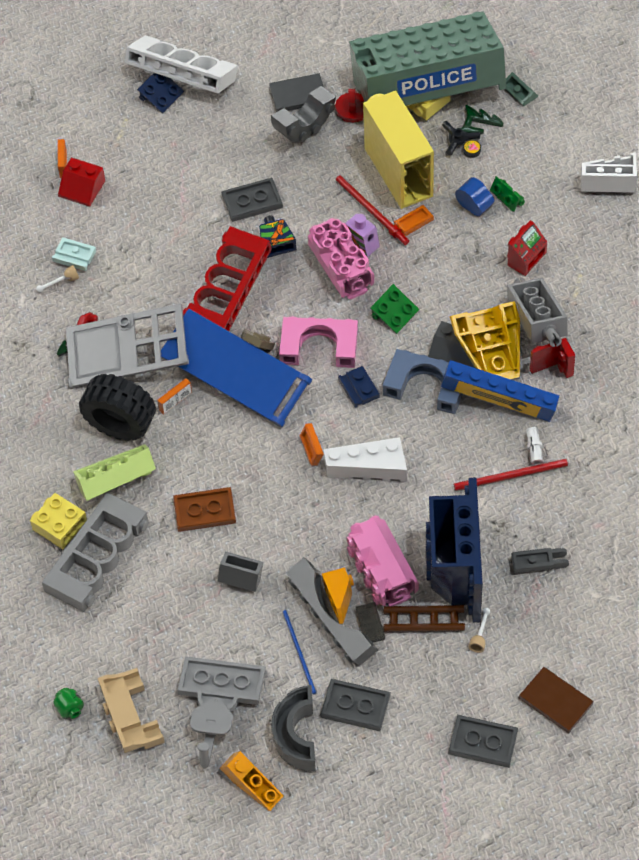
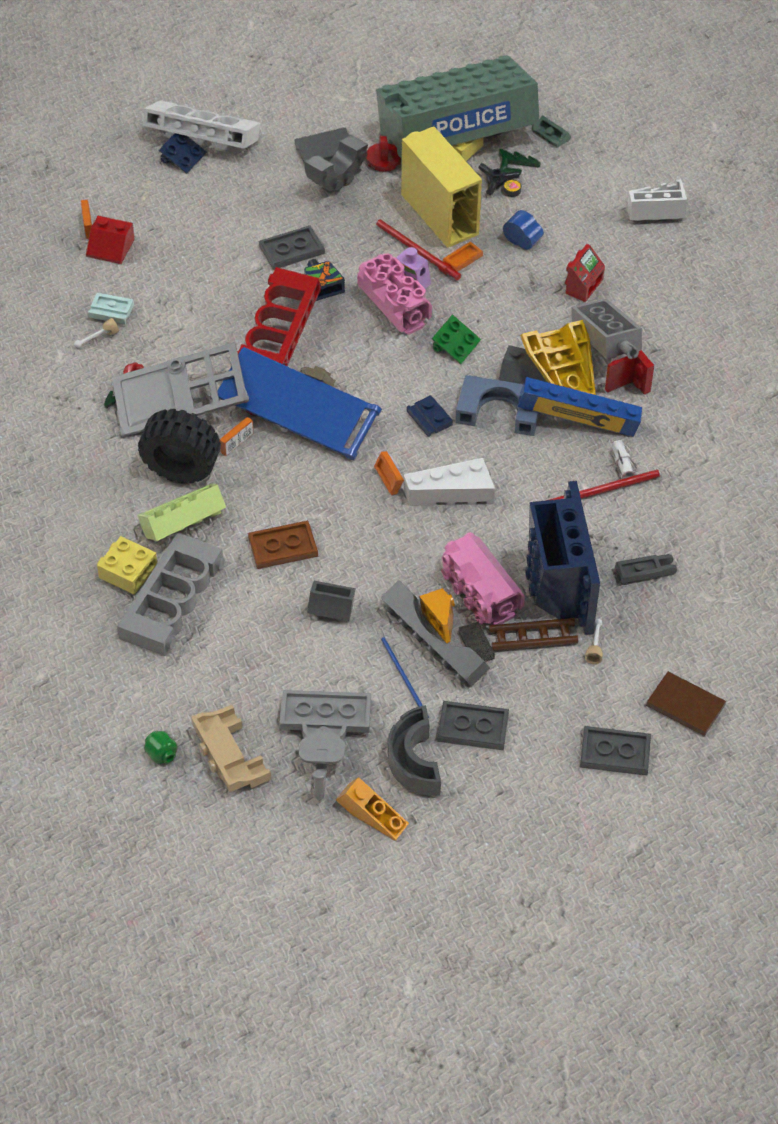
camera: 10 degrees left, 5 degrees down
(298, 330) = (402, 363): bright pink arch -> none
(504, 192) = (554, 227): green hinge -> none

